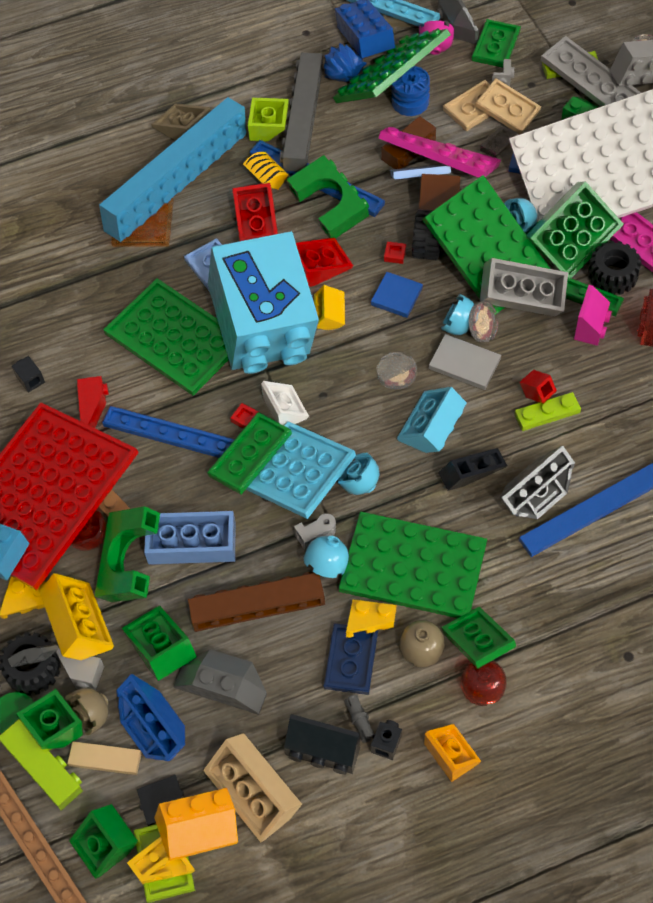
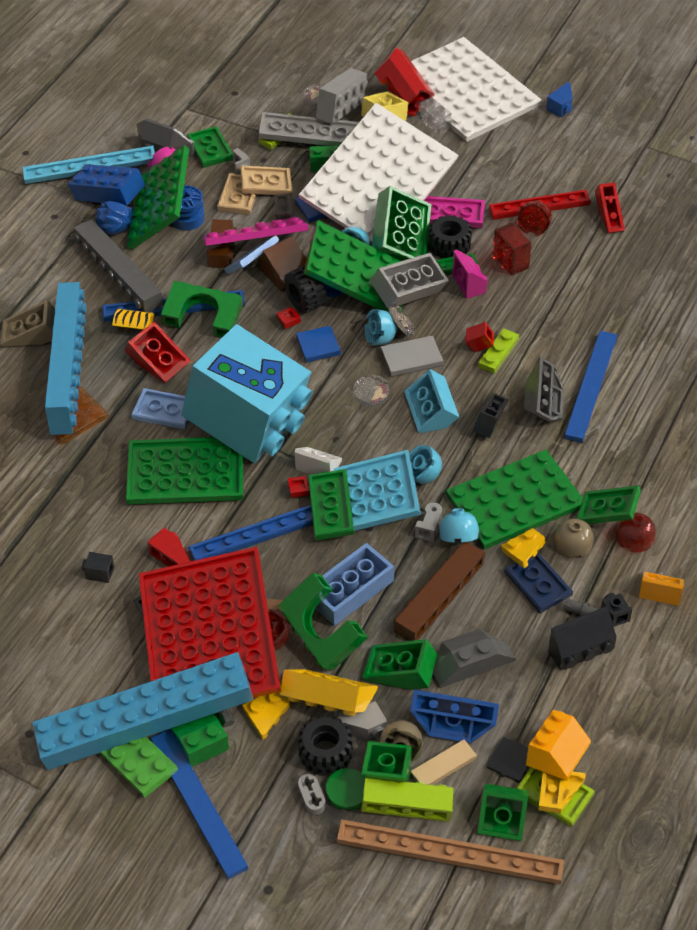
camera: 45 degrees left, 10 degrees down
(32, 655) = (334, 724): dark grey slope -> none
(253, 785) = (576, 698): tan slope -> none
(267, 118) = (98, 284): lime slope -> none

